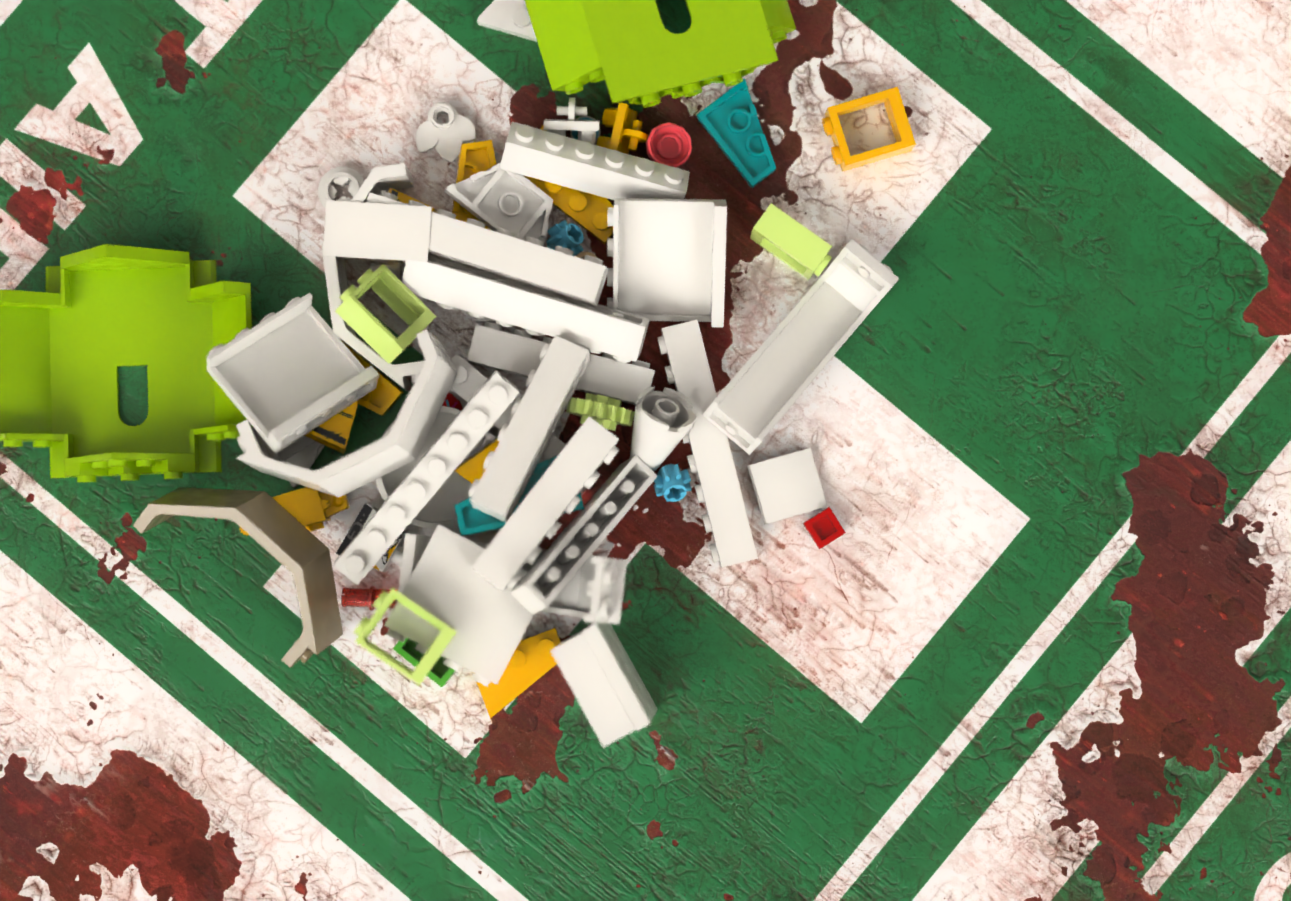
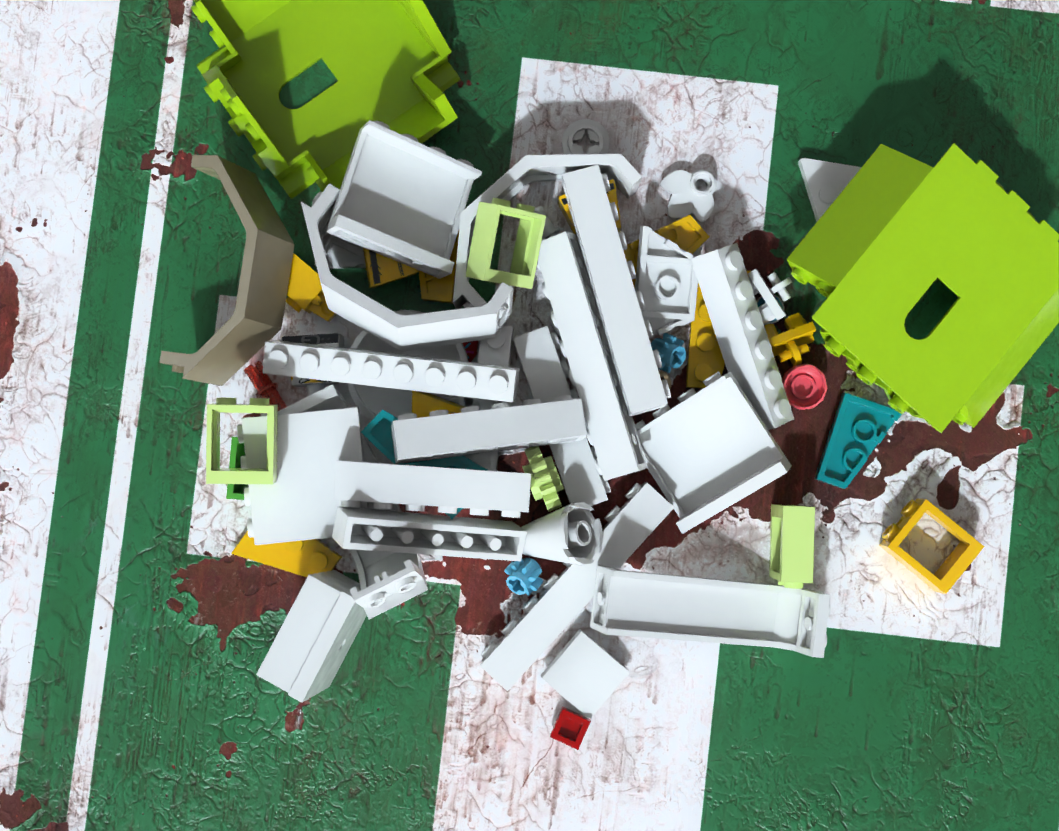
camera: 60 degrees right, 0 degrees up
(377, 231) = (569, 192): white sticker -> none

